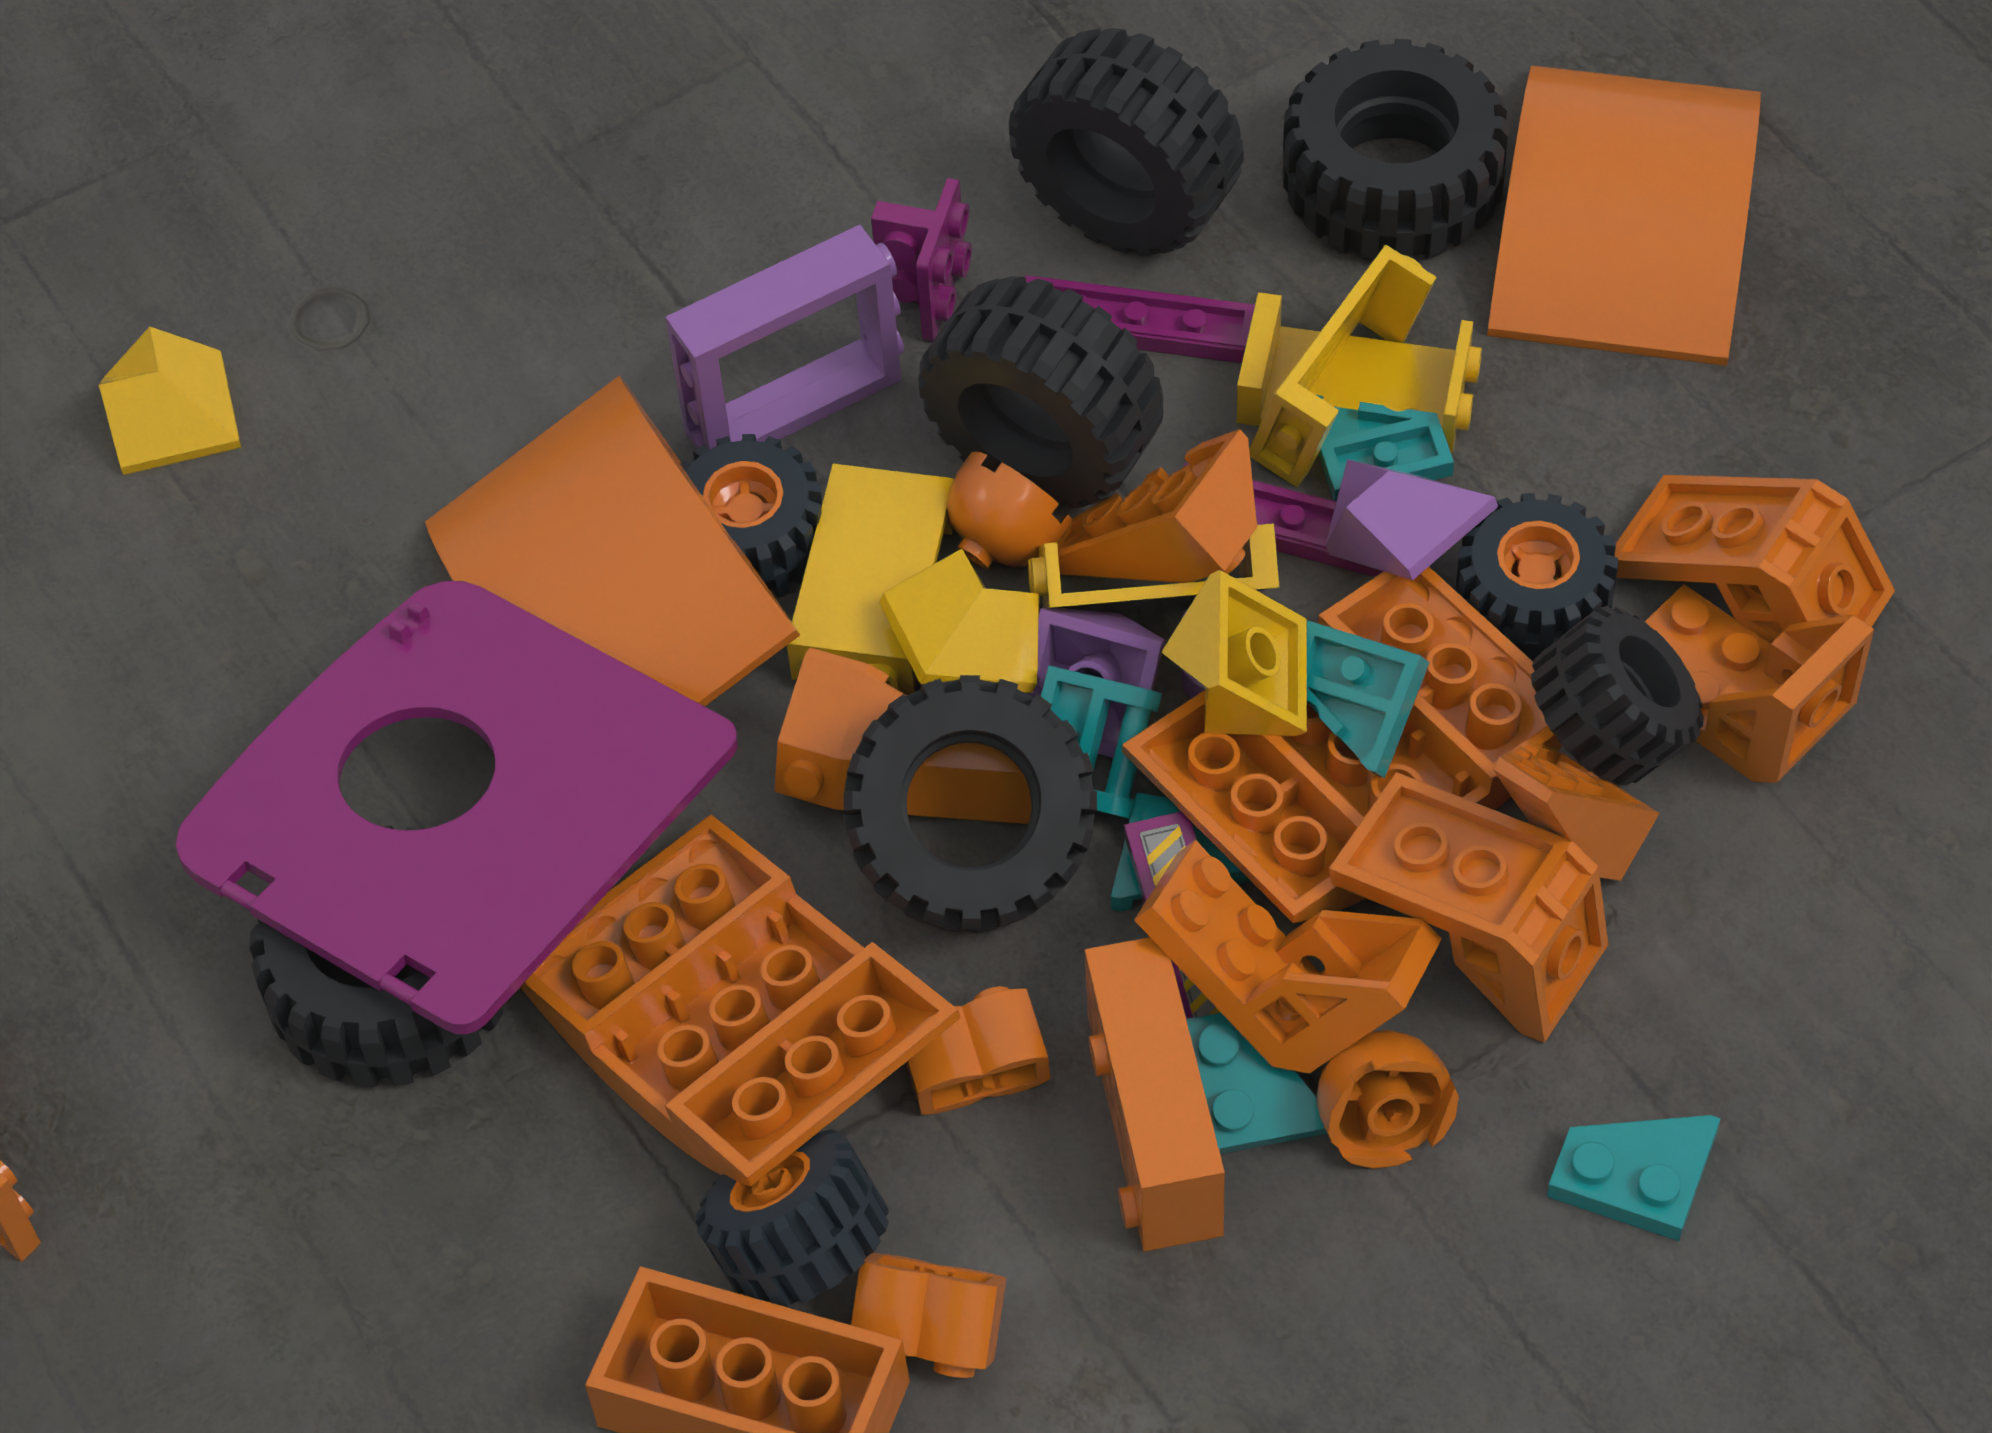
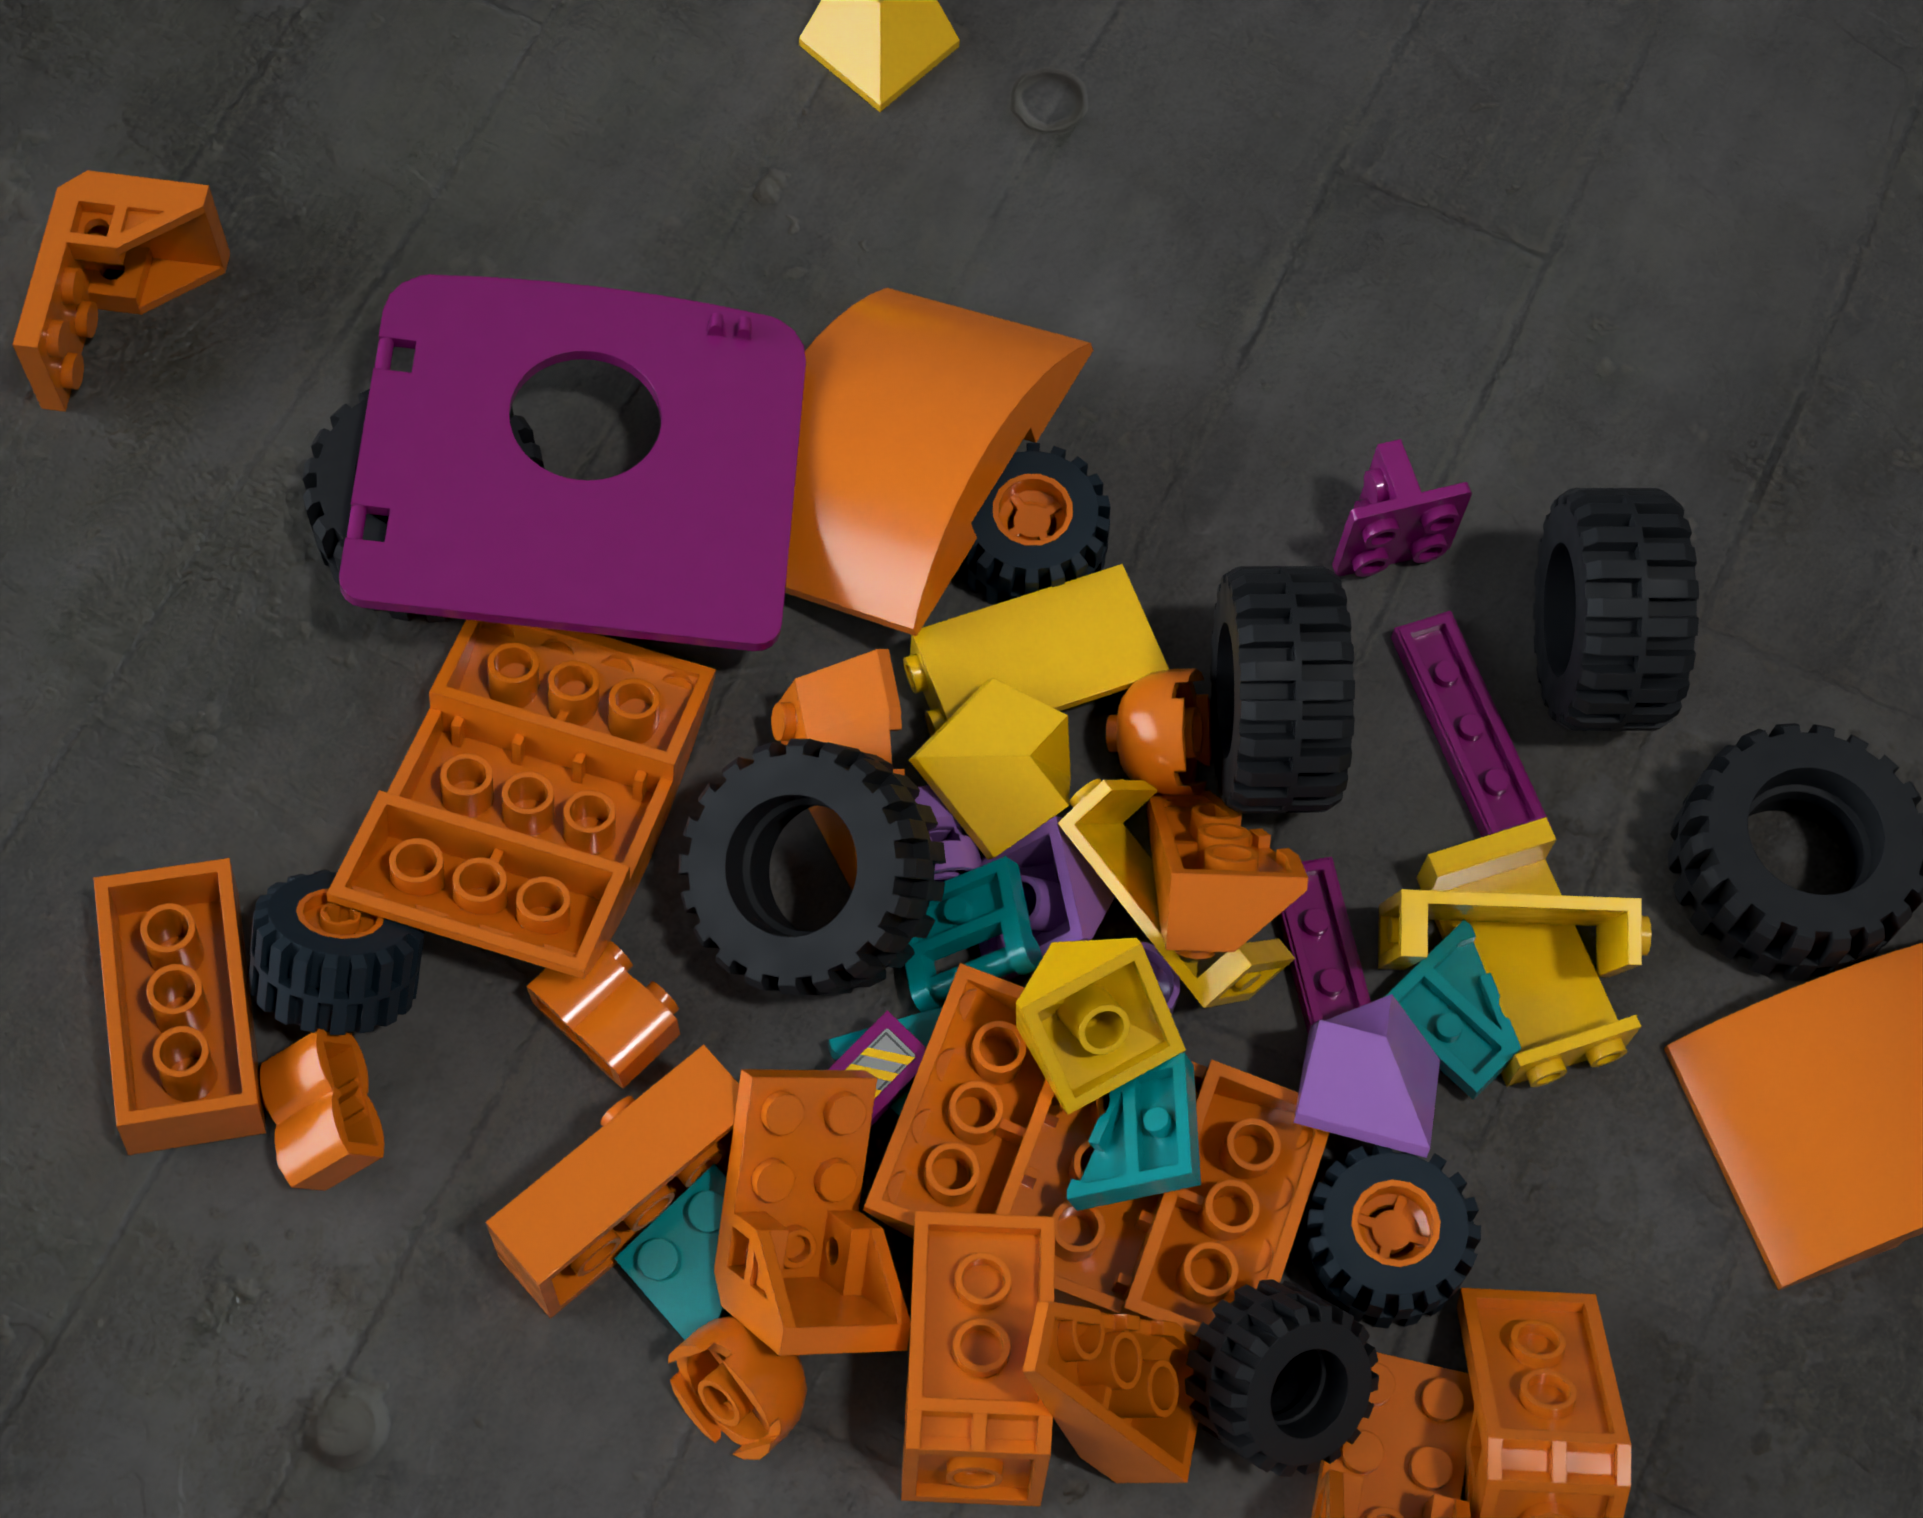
camera: 50 degrees right, 10 degrees up
(773, 301) = (1223, 421): medium lavender window -> none

